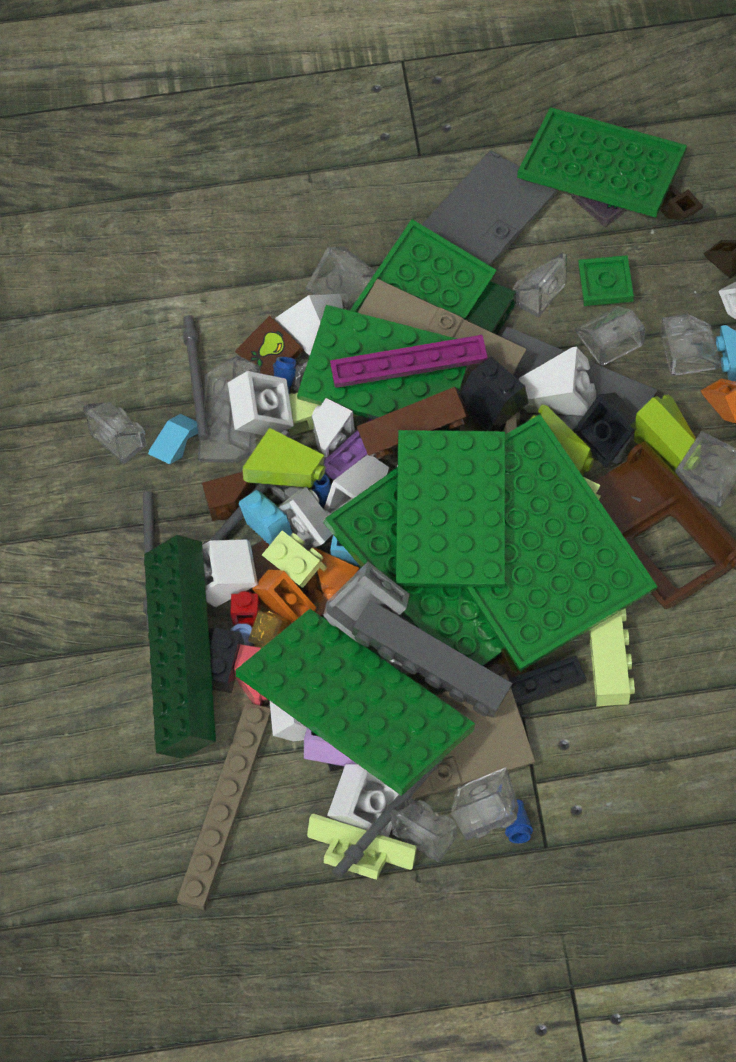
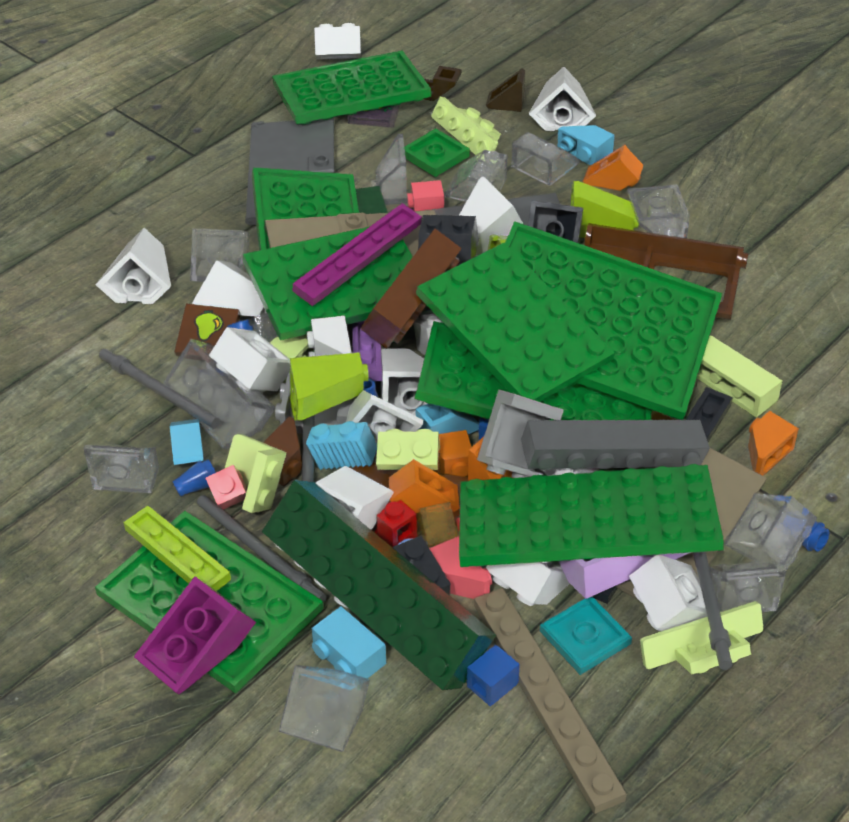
camera: 45 degrees left, 15 degrees down
(43, 601) = (193, 636): none -> magenta slope
(83, 708) = (323, 705): none -> clear slope
(84, 577) = (148, 588): none -> green plate
(86, 528) = (175, 549): none -> lime plate
(133, 677) = (348, 644): none -> medium azure brick
(157, 475) = (194, 478): none -> blue cone
(162, 499) = (227, 487): none -> coral brick
(190, 501) = (260, 469): none -> yellowish green bracket
(201, 766) = (493, 675): none -> blue panel
(269, 256) = (137, 272): none -> white slope
(292, 783) = (585, 634): none -> teal tile
(549, 326) = (426, 196): none -> coral brick
(570, 735) = (770, 441): none -> orange slope
(639, 101) = (337, 41): none -> white slope
(661, 272) = (466, 126): none -> yellowish green bracket

